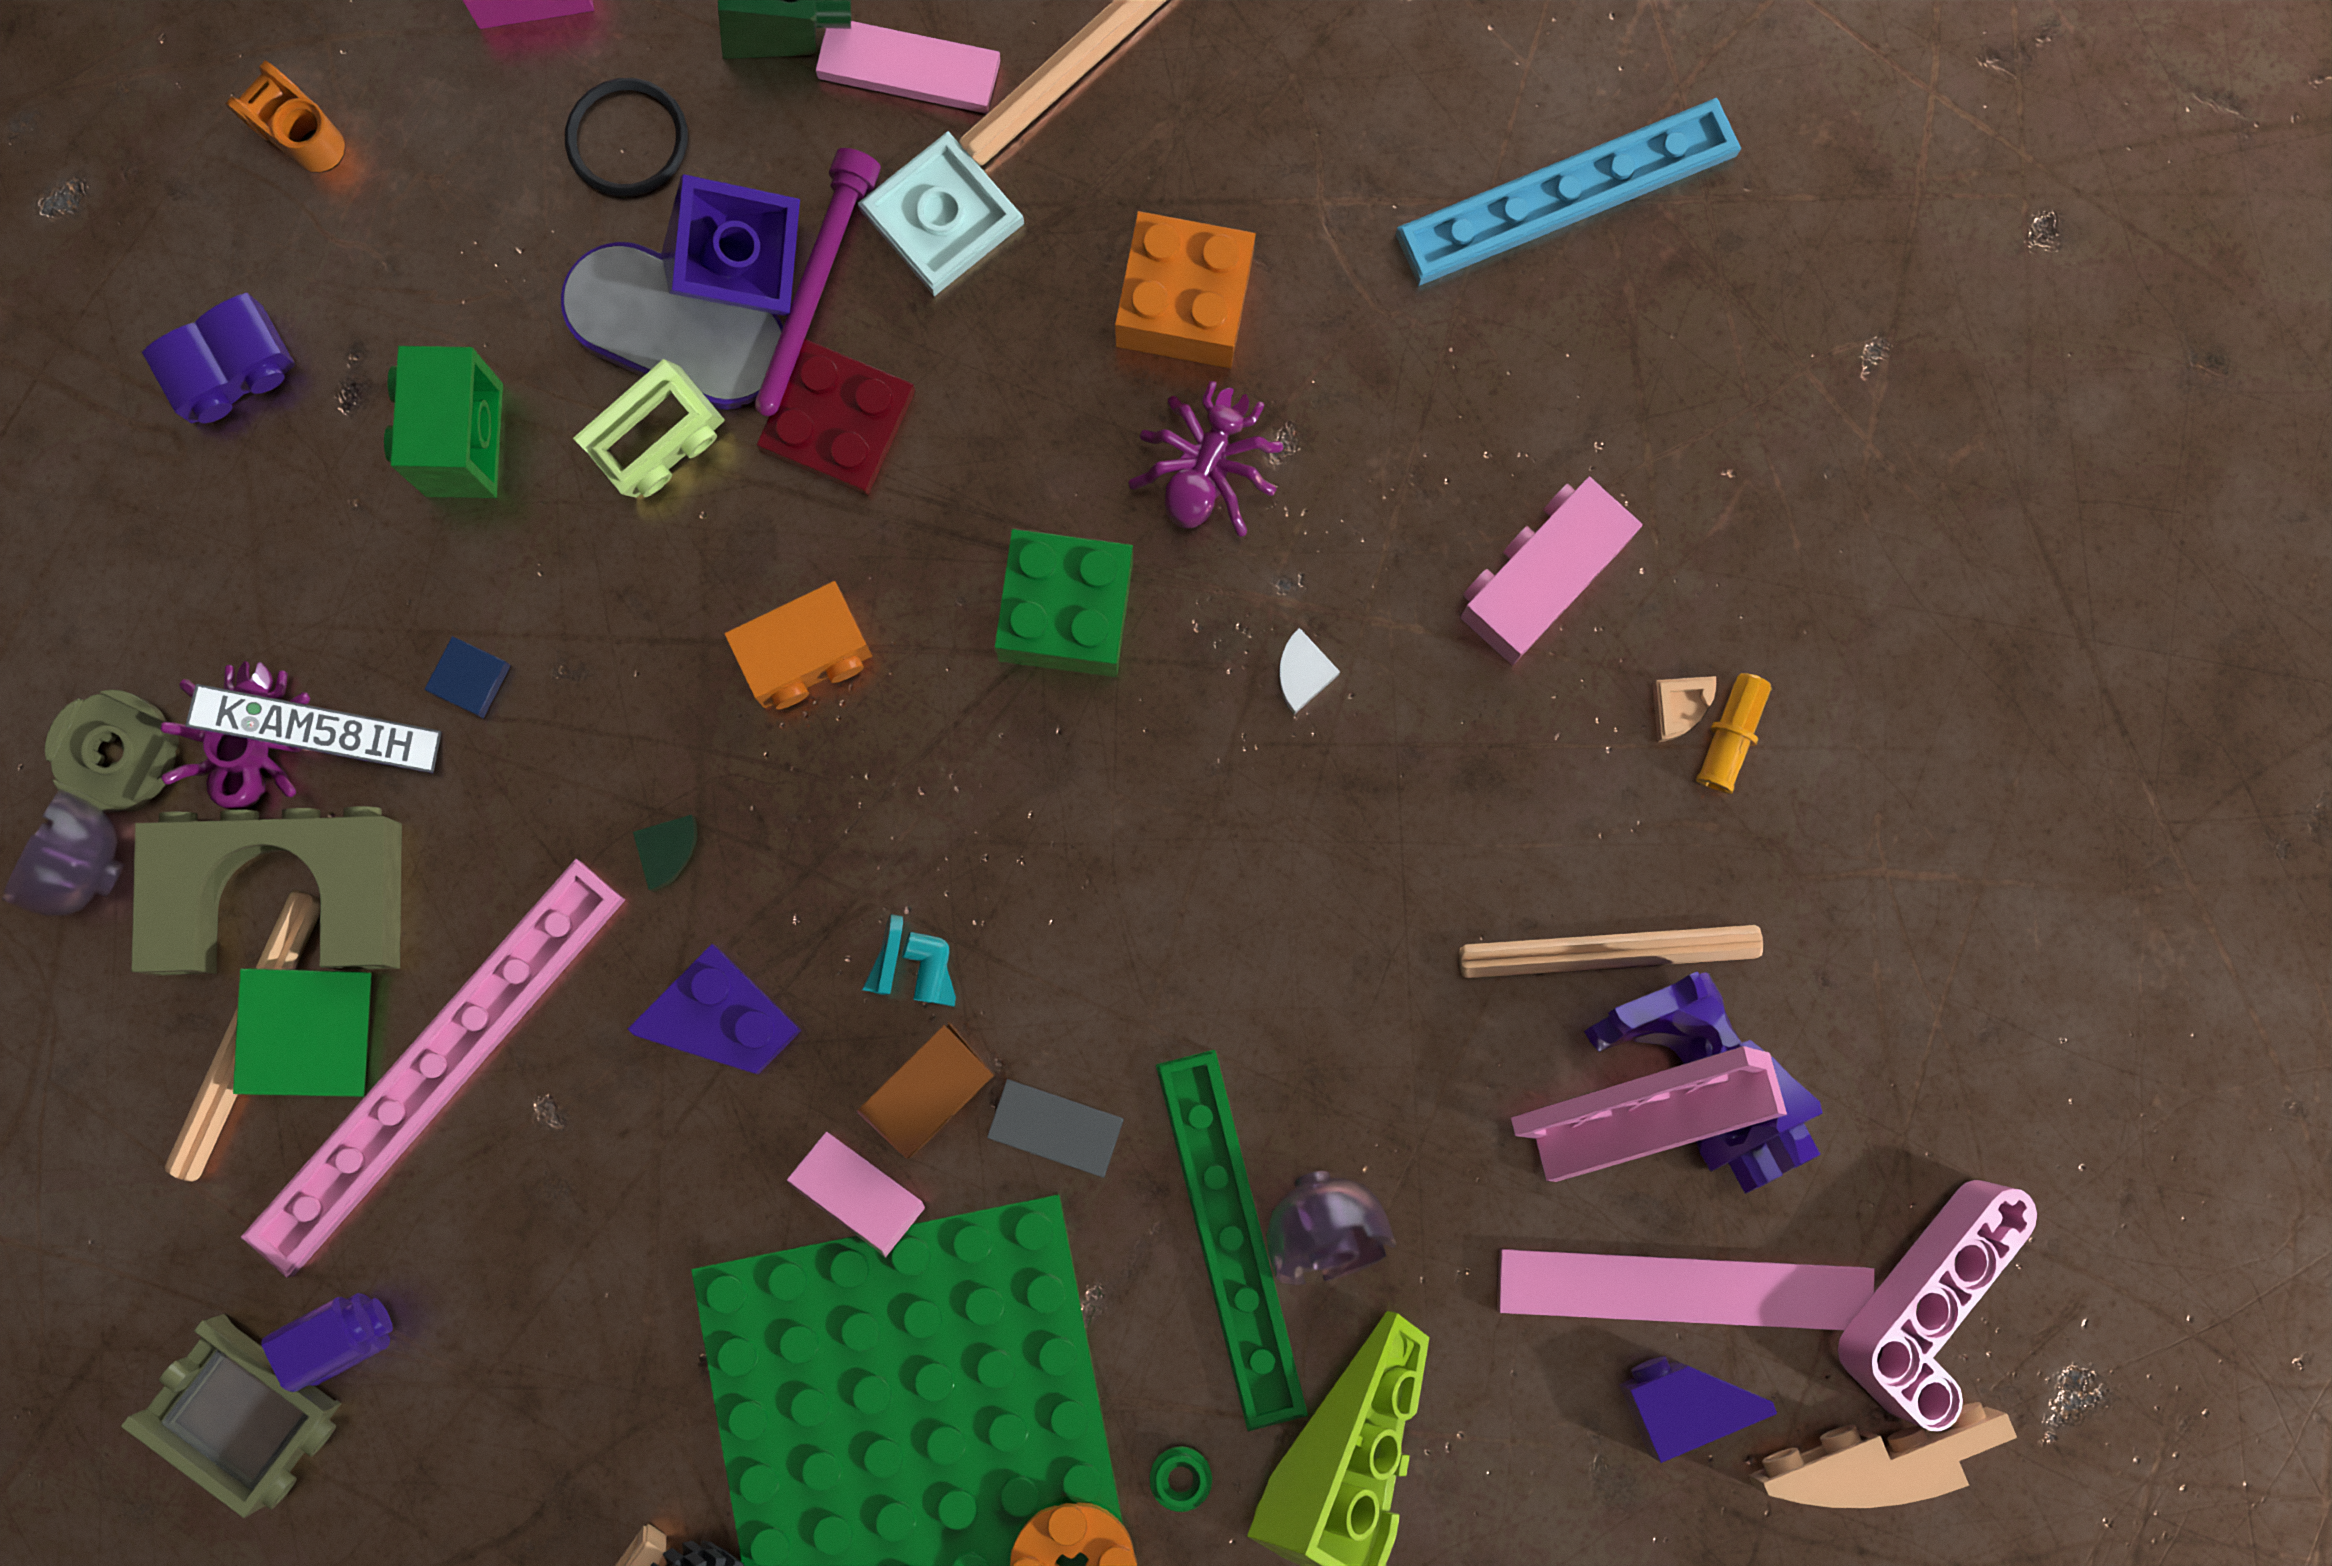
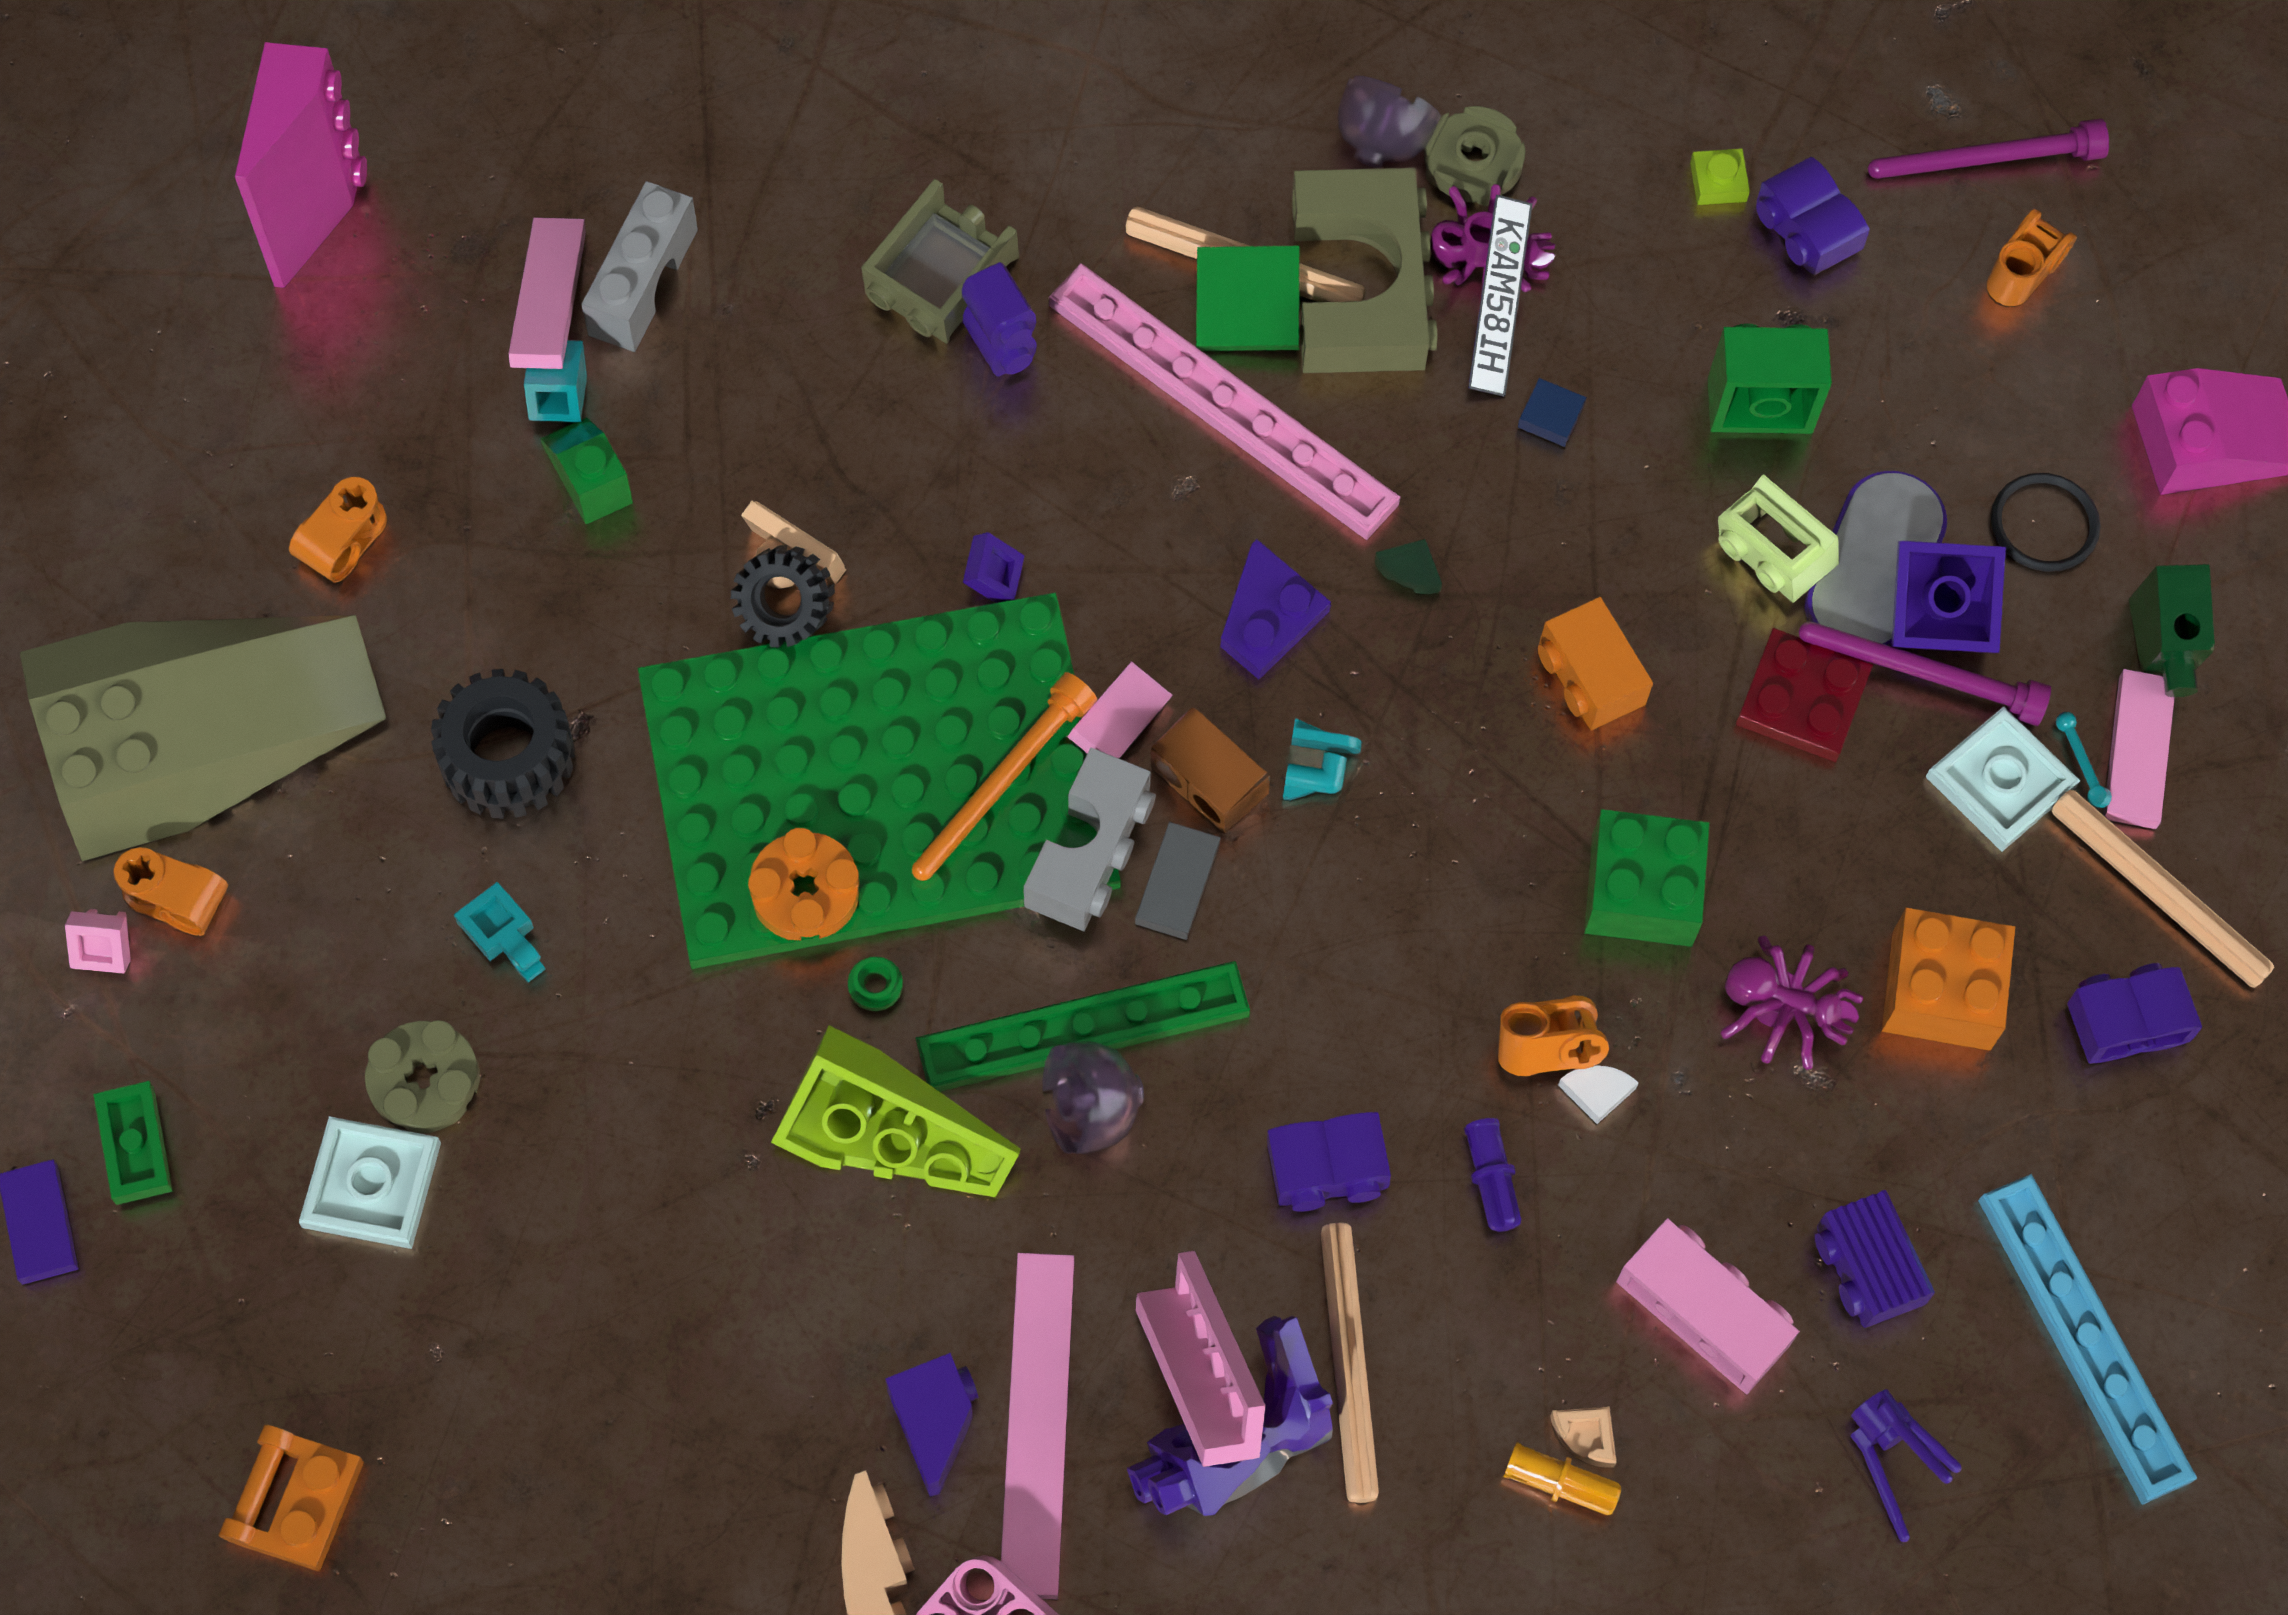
camera: 90 degrees right, 15 degrees down
(132, 37) = (2086, 140): none -> magenta piece
(155, 463) = (1719, 176): none -> lime plate
(659, 1345) = (993, 568): none -> dark purple plate
(847, 1258) = (1069, 699): none -> orange piece
(967, 113) = (2097, 795): none -> teal hinge
(976, 1202) = (1073, 881): none -> light grey arch
(1222, 102) = (2133, 1013): none -> dark purple brick
(1248, 705) = (1546, 1035): none -> orange piece
(1393, 966) = (1329, 1161): none -> dark purple brick
(1403, 789) = (1493, 1174): none -> dark purple axle
(1497, 396) = (1873, 1259): none -> dark purple brick
(1668, 399) = (1887, 1424): none -> dark purple plant

